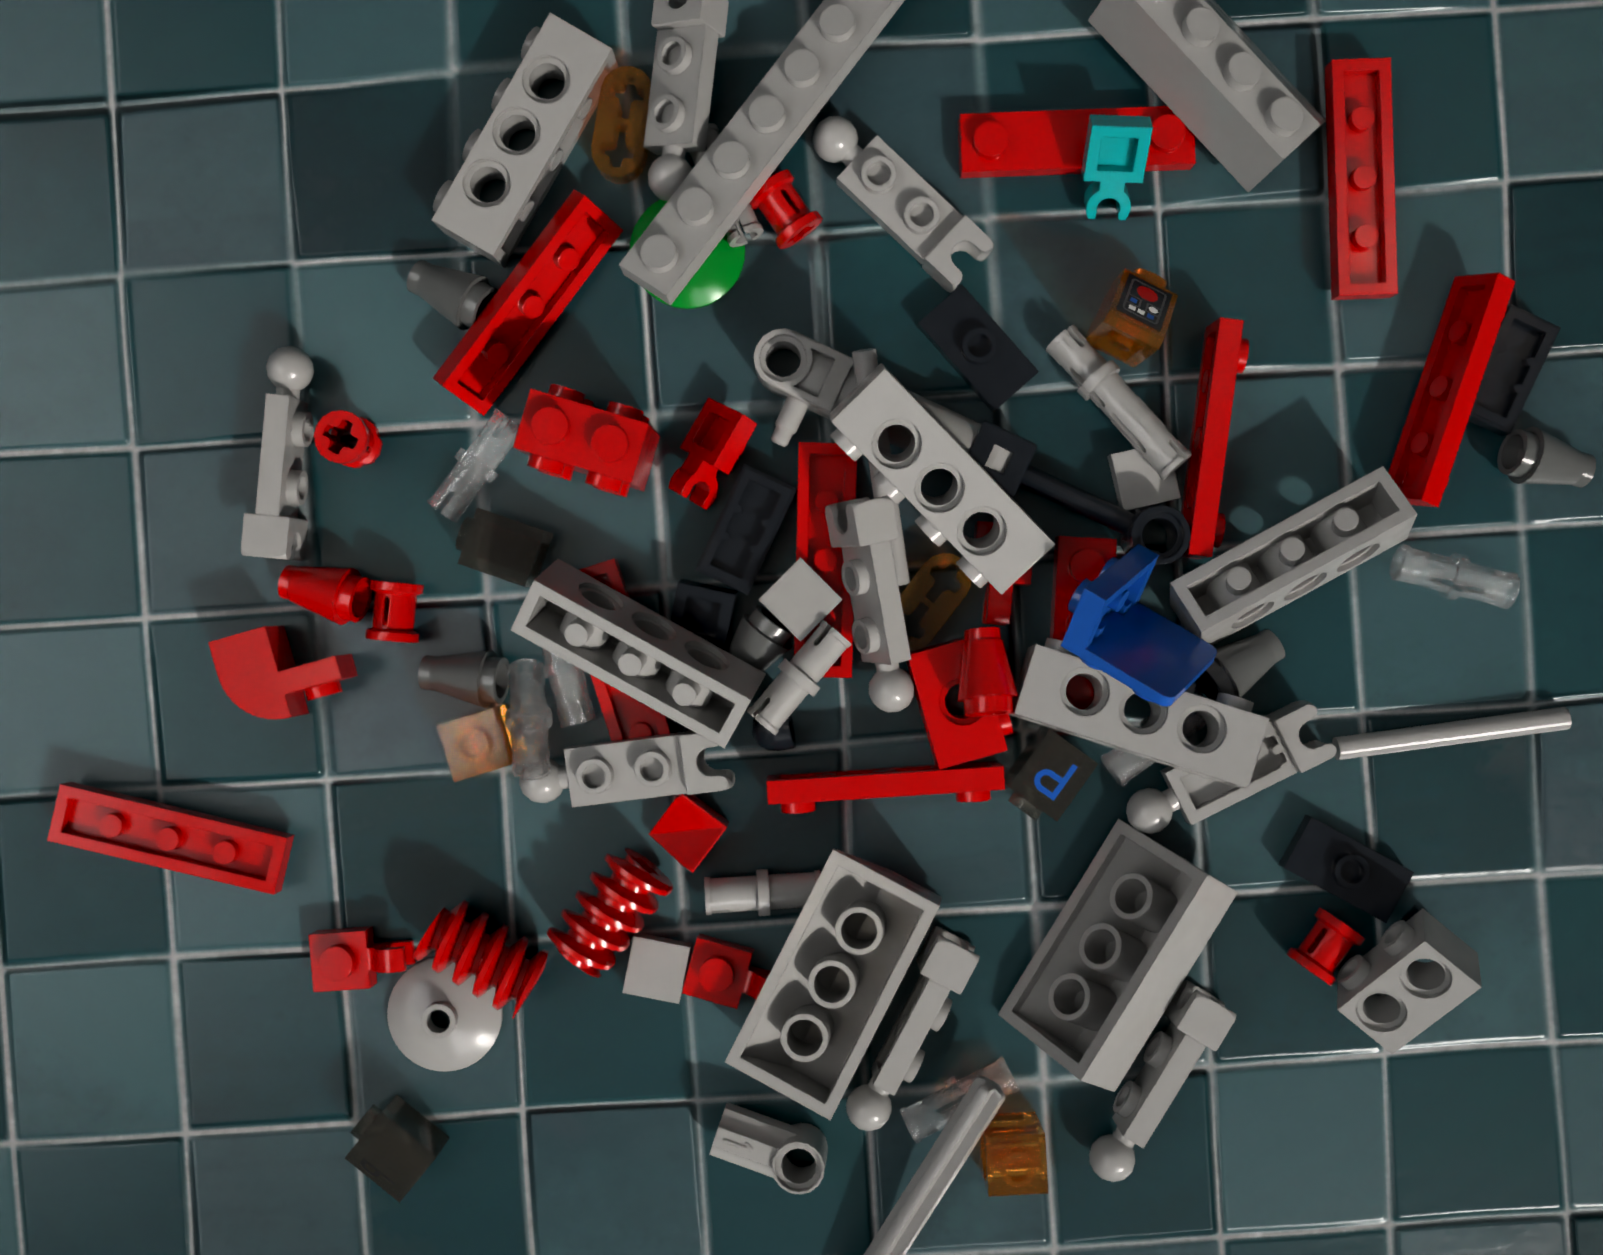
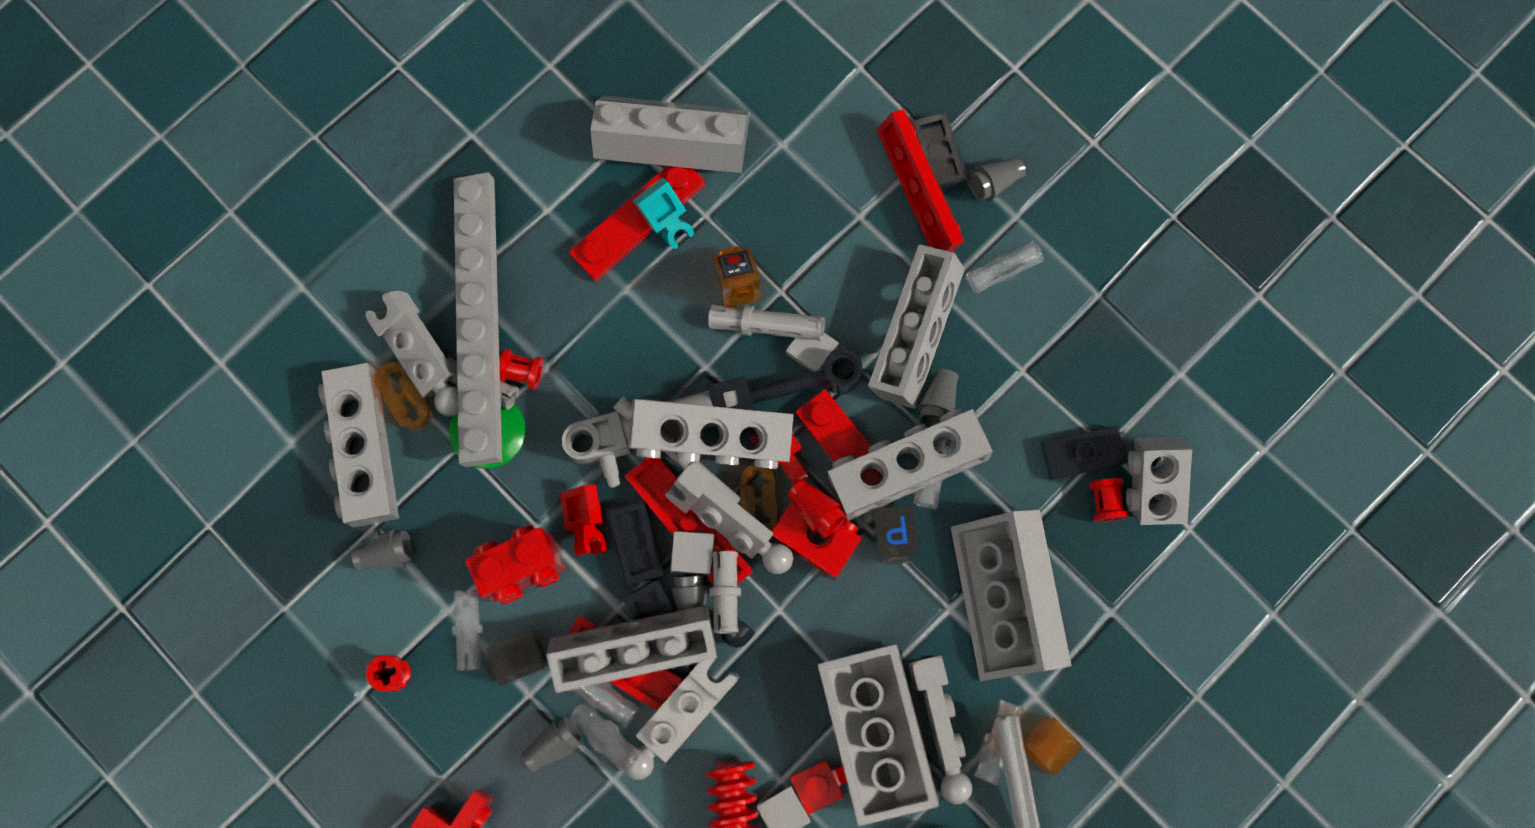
camera: 45 degrees left, 10 degrees down
(282, 484) = (387, 754): light grey plate -> none
(327, 591) = (442, 763): red cone -> none
(394, 611) = (486, 743): red bush -> none
(477, 743) = (588, 772): clear orange brick -> none
(528, 303) = (427, 524): red plate -> none
(689, 830) = (736, 724): red slope -> none
(758, 892) = (800, 726): light grey pin -> none
(901, 201) = (576, 317): light grey plate -> none
(967, 780) = (778, 652): red plate -> none
(977, 348) = (675, 355): black plate -> none
(1129, 639) = (869, 431): blue bracket -> none
(1196, 1023) = (1079, 593): light grey plate -> none
(1201, 797) = (978, 480): light grey plate -> none
(1222, 358) = (799, 259): red plate -> none
(1361, 178) = (790, 123): red plate -> none
(1452, 733) = (1072, 343): light grey bar -> none

